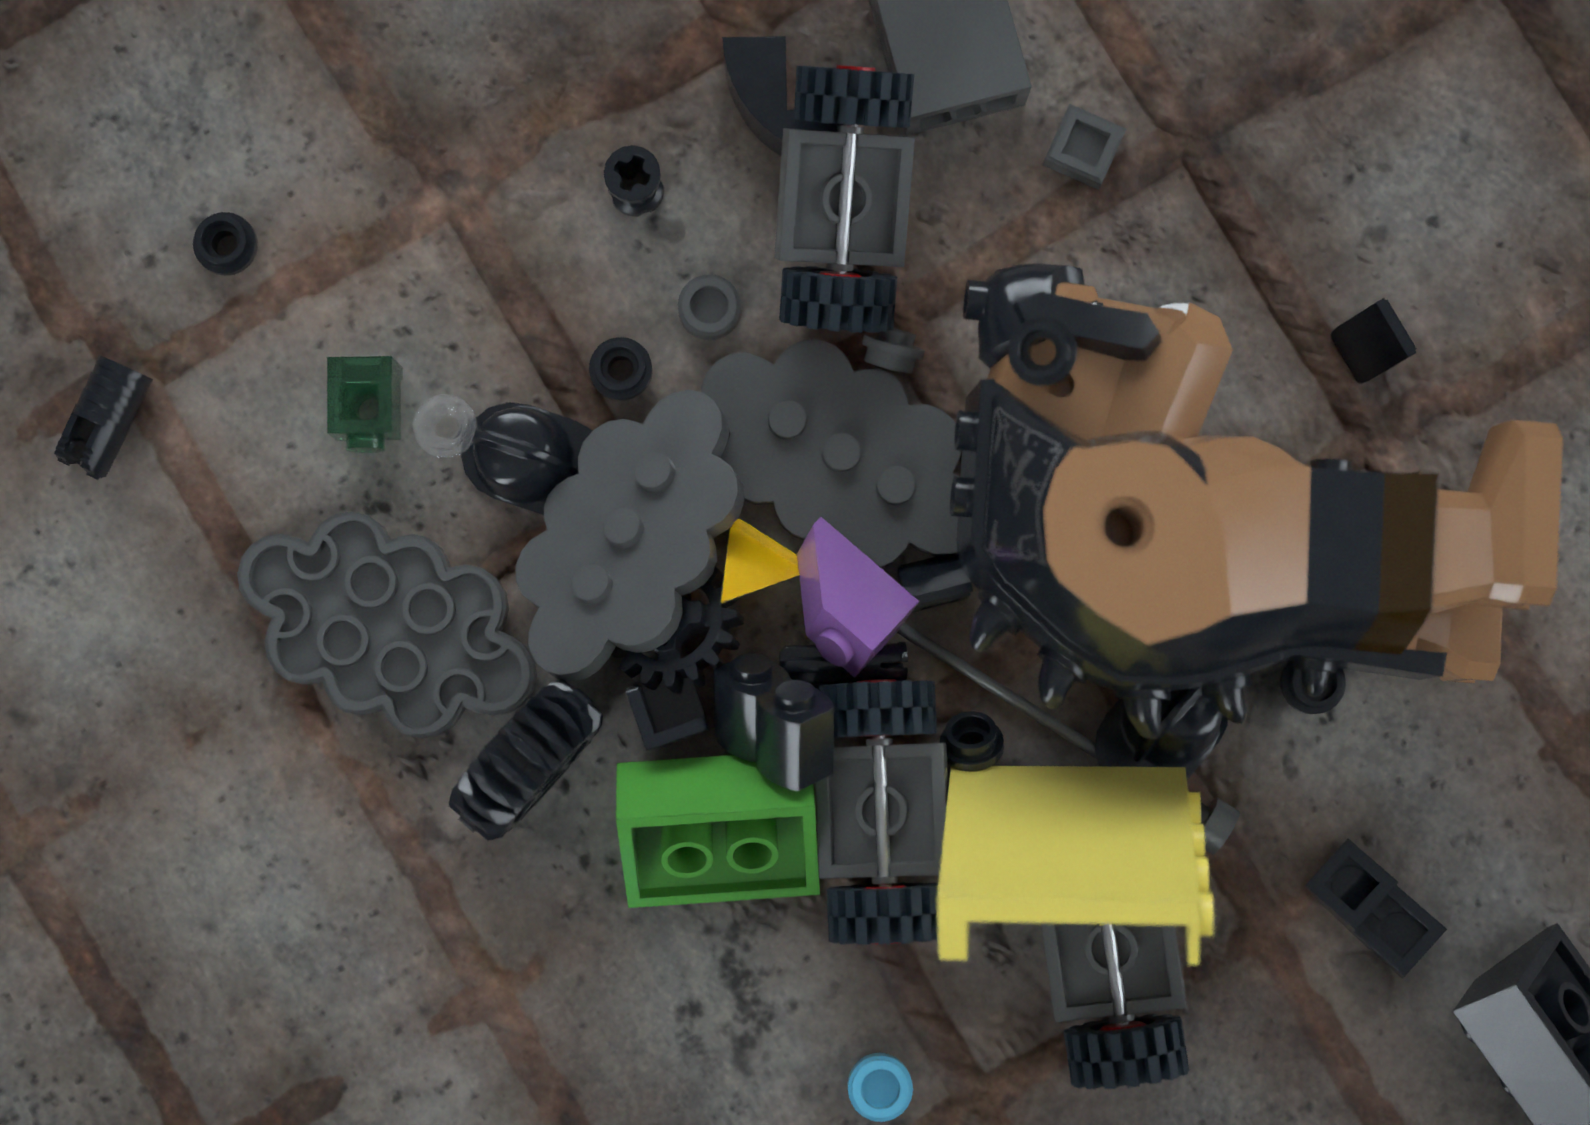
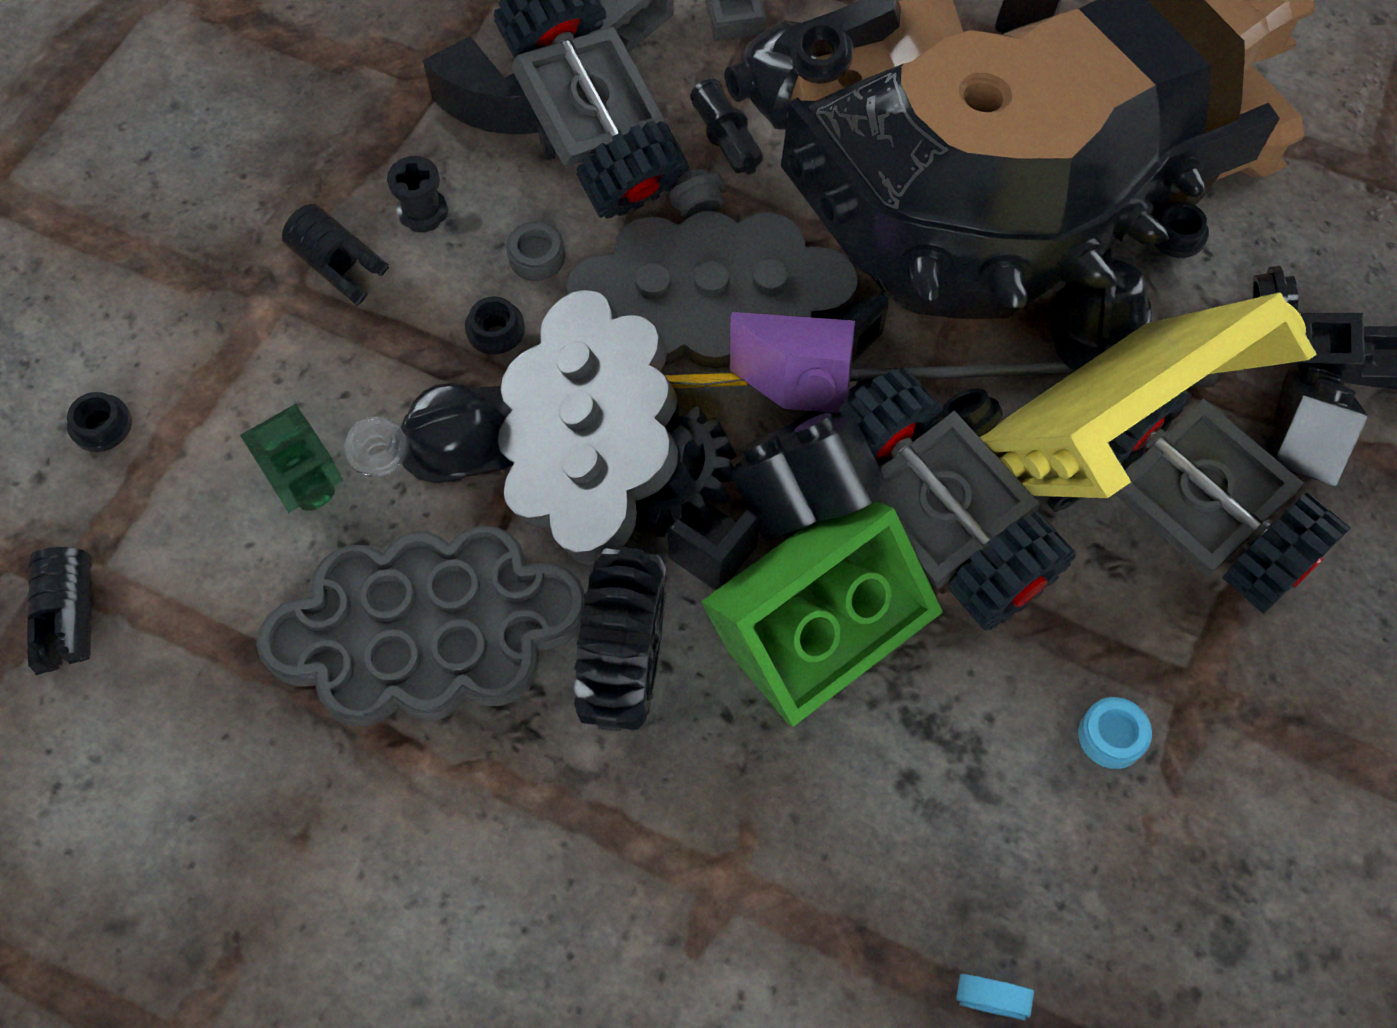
camera: 30 degrees left, 20 degrees down
(518, 188) = (330, 249): none -> black hinge
(978, 263) = (726, 126): none -> black axle
(1263, 952) = (1316, 425): none -> slope
(1339, 808) = (1276, 282): none -> black plate

